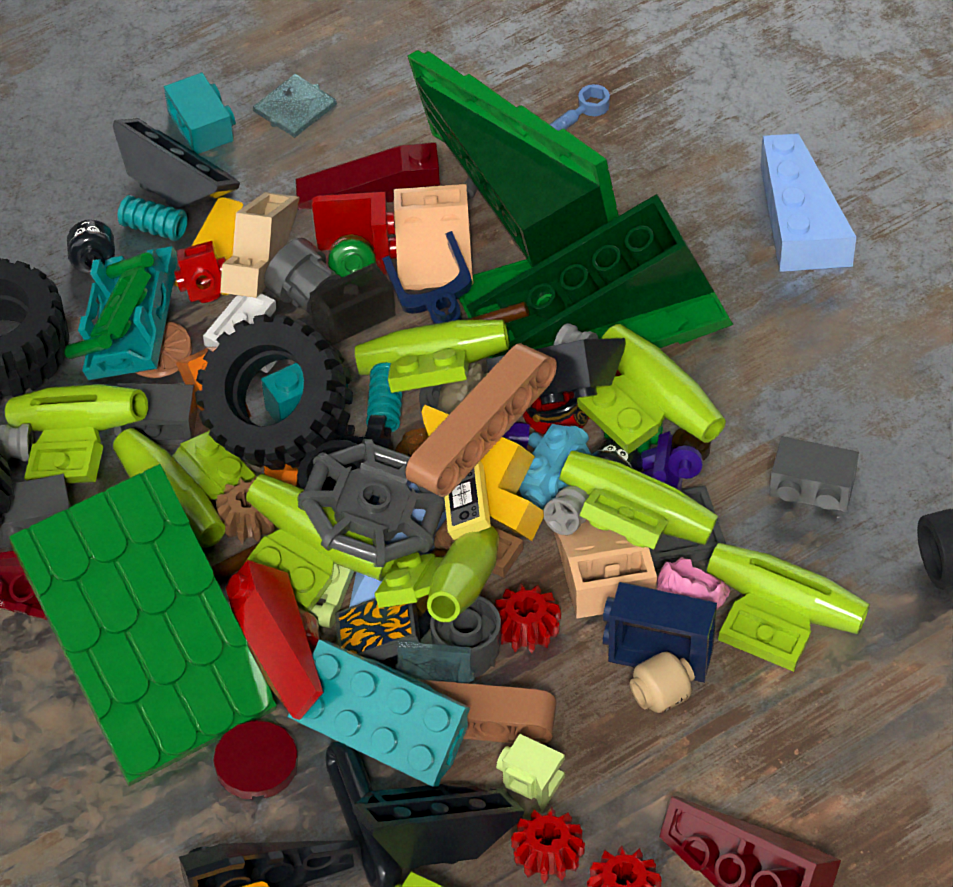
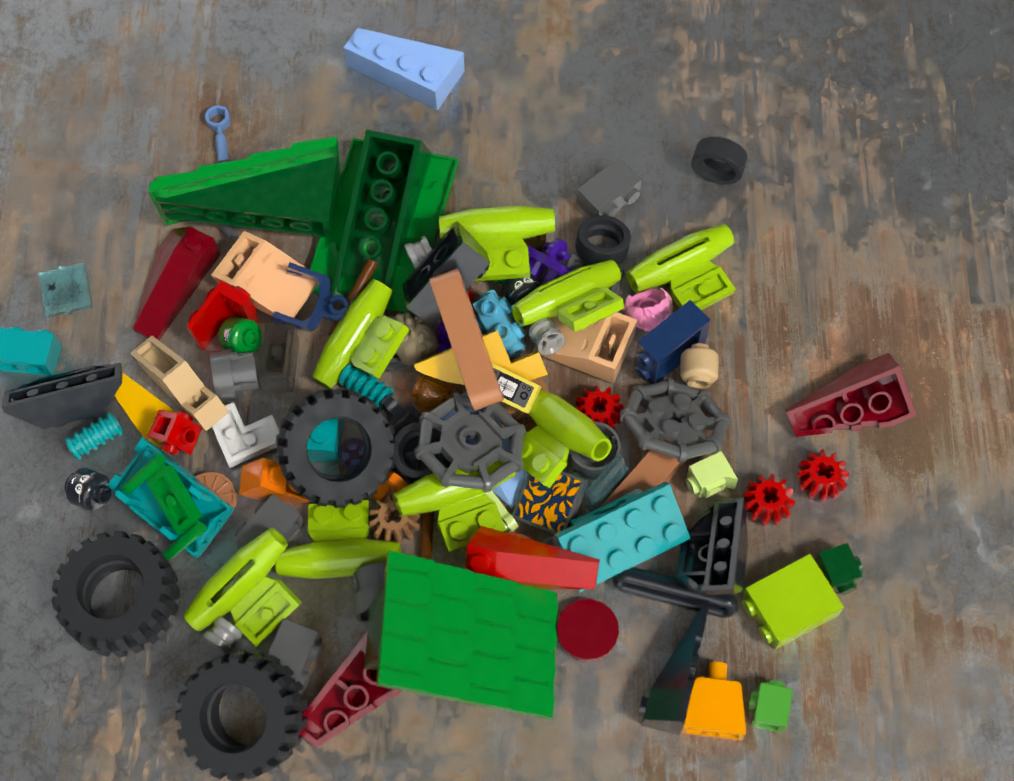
camera: 55 degrees left, 15 degrees up
(553, 711) = (676, 407): none -> dark grey plate
(751, 484) = (607, 227): none -> black tyre

